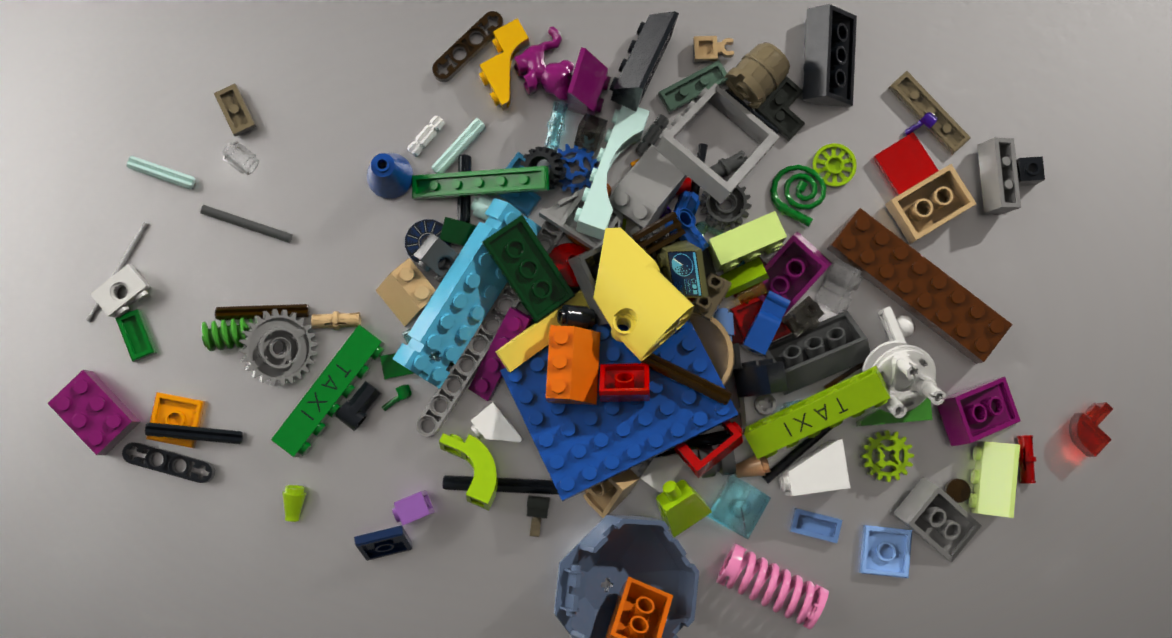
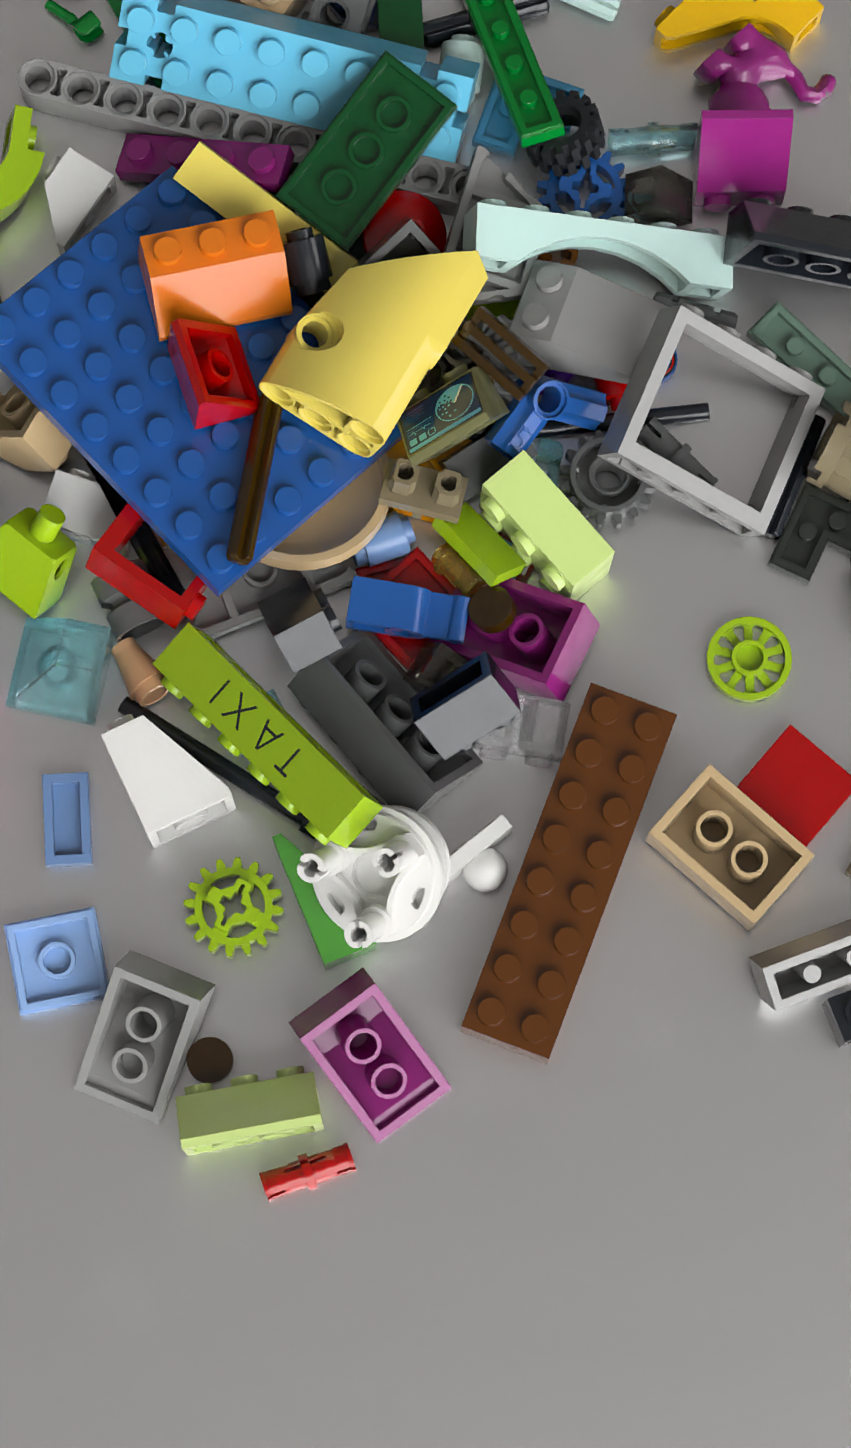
camera: 75 degrees right, 5 degrees down
(768, 410) = (273, 654): light grey bush -> none
(779, 281) = (492, 609): none -> dark brown tile
(801, 186) = (686, 608): green piece -> none
(828, 309) = (465, 706): none -> piece
(1085, 430) = (391, 1265): clear red brick -> none

